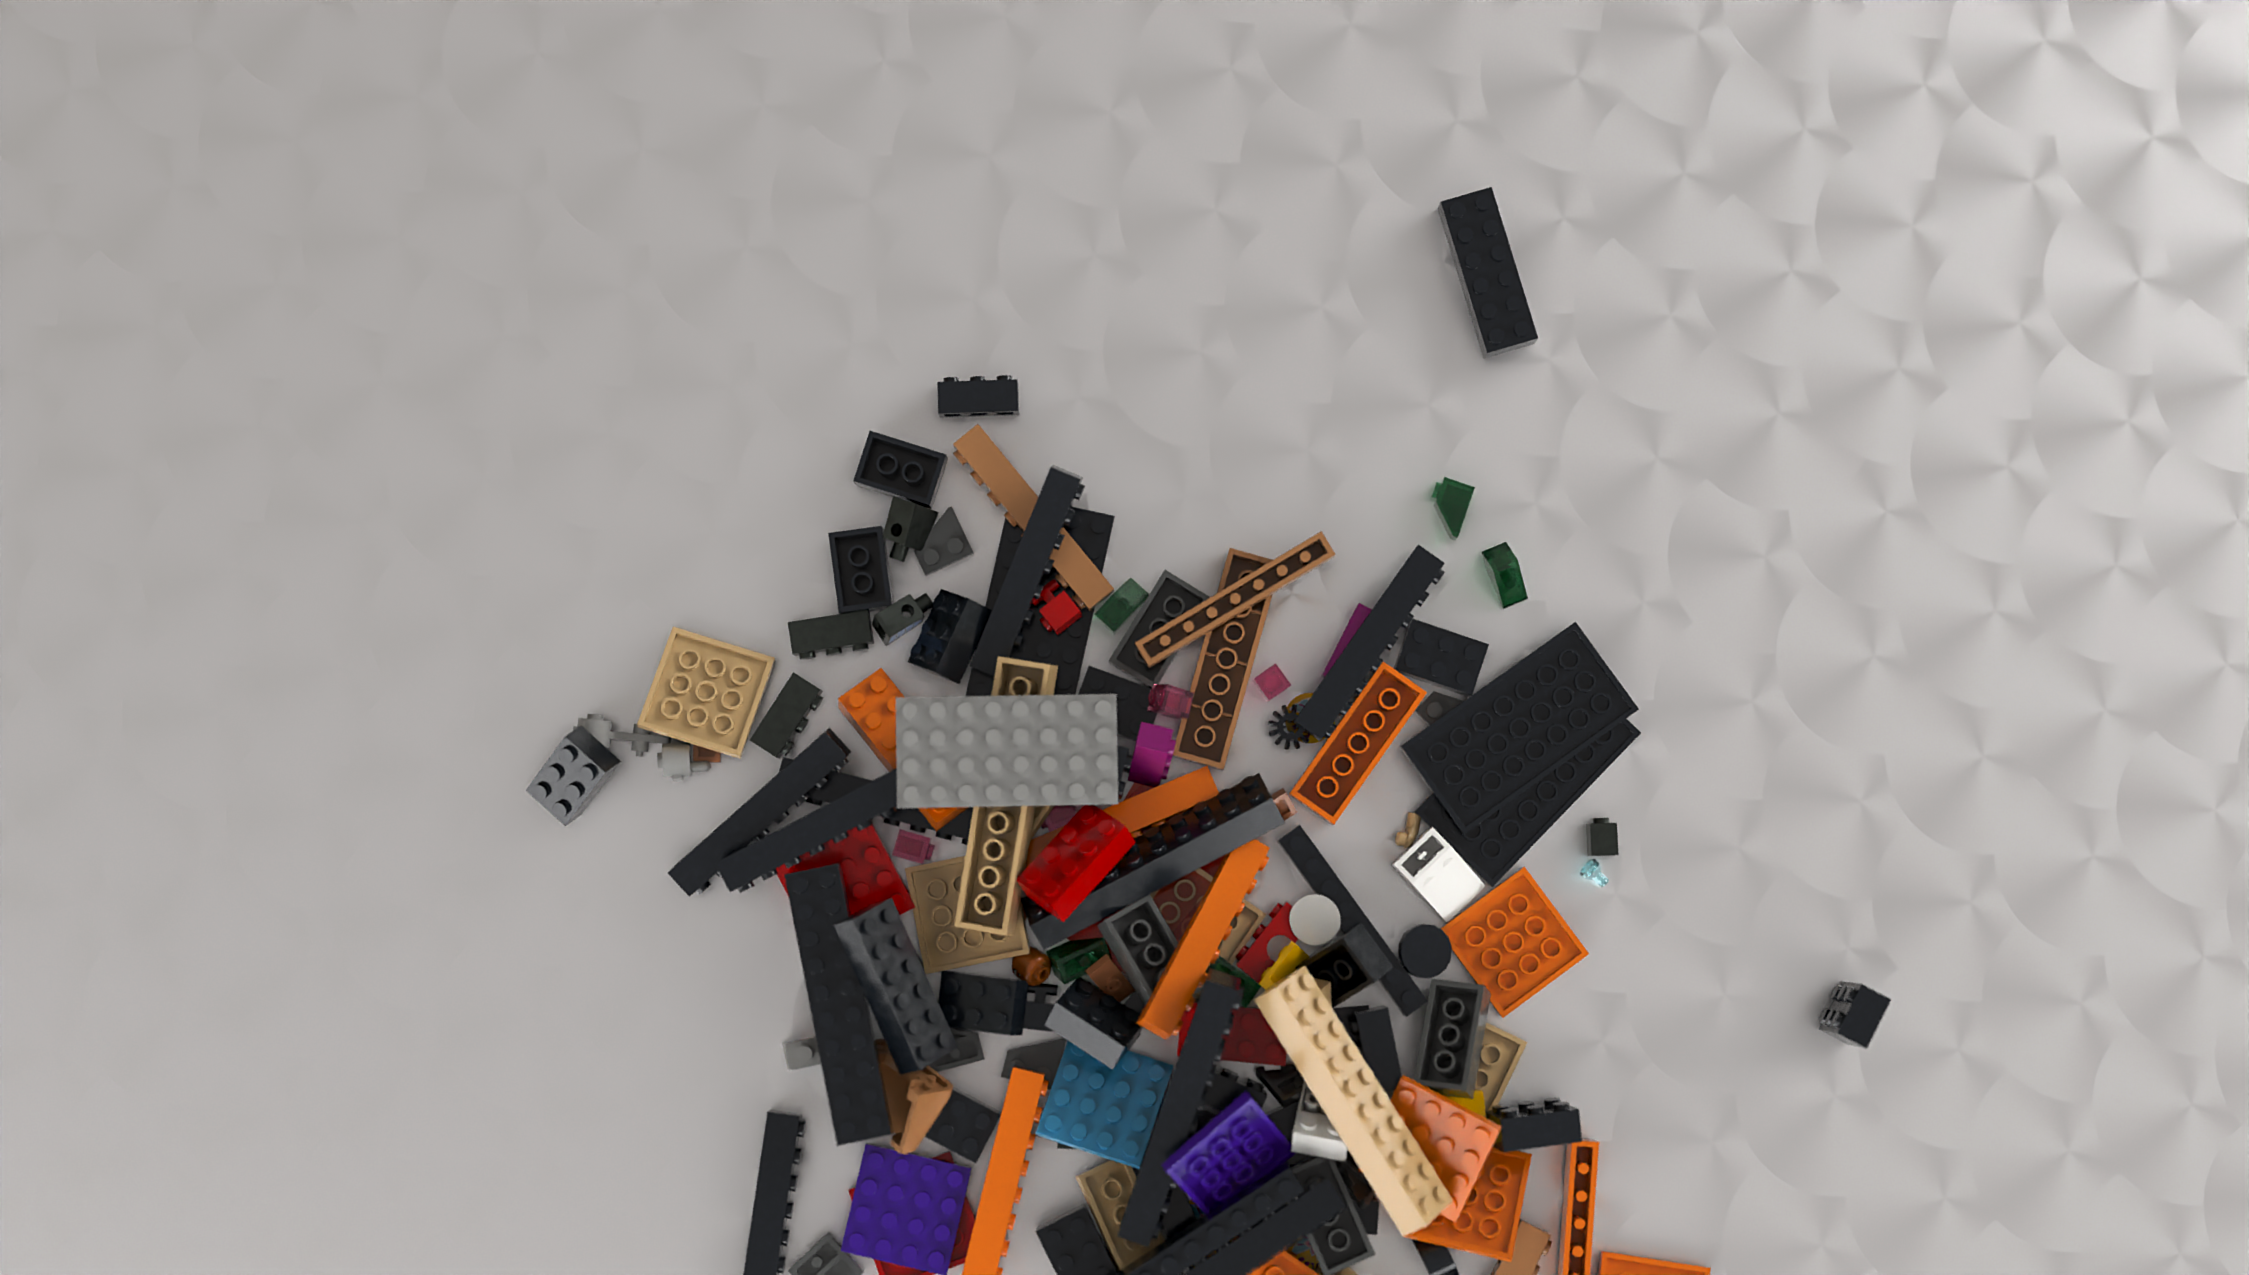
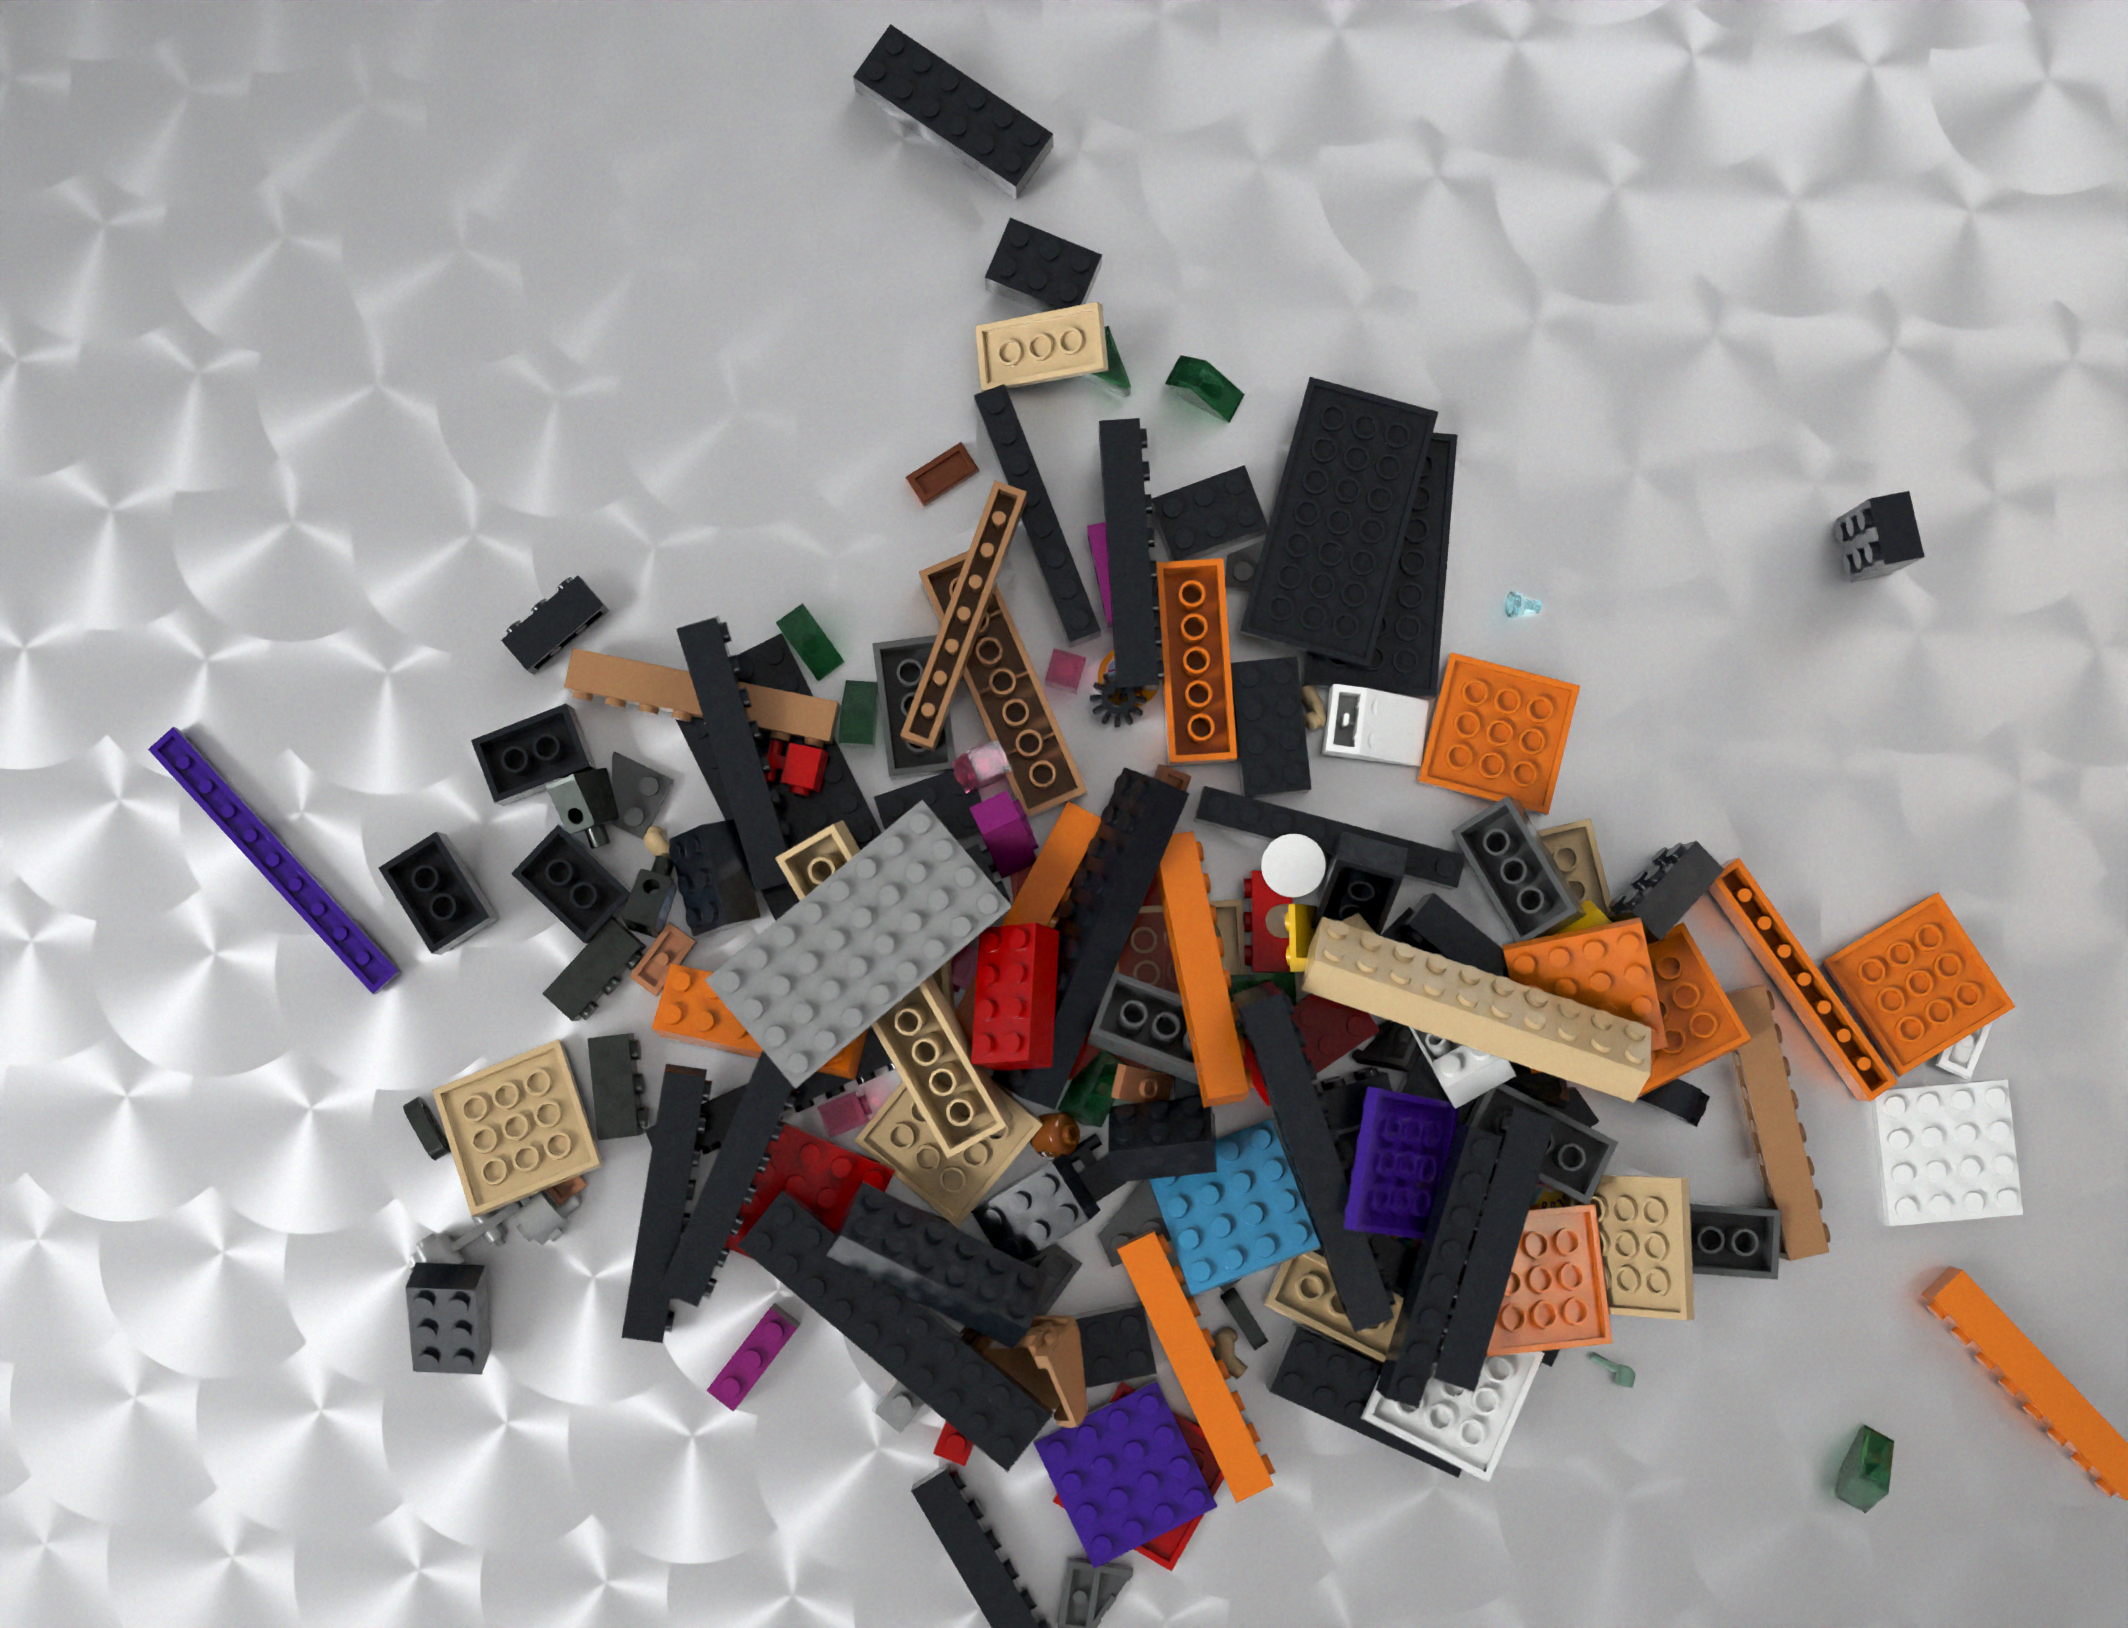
camera: 45 degrees left, 0 degrees up
(650, 647) = (426, 1128): none -> pearl dark grey beam
(689, 406) = (274, 860): none -> dark purple plate
(737, 951) = (753, 1357): none -> magenta brick
(773, 508) = (438, 893): none -> black brick
(816, 1104) = (953, 1445): none -> red brick
(886, 656) = (669, 948): none -> nougat plate
(931, 584) = (655, 842): none -> tan arm
(1029, 1184) = (1225, 1350): none -> tan arm
(1056, 1175) = (1244, 1318): none -> pearl dark grey beam
(1127, 536) = (810, 642): none -> clear green slope
(1295, 496) = (942, 474): none -> copper tile
(1333, 572) = (1038, 517): none -> black brick
(1371, 821) = (1270, 728): none -> black brick
(1421, 467) = (1042, 347): none -> tan plate
(1425, 951) = (1422, 810): black tile -> none
(1462, 419) = (1041, 269): none -> black brick
(1602, 838) = (1501, 565): pearl dark grey brick -> none

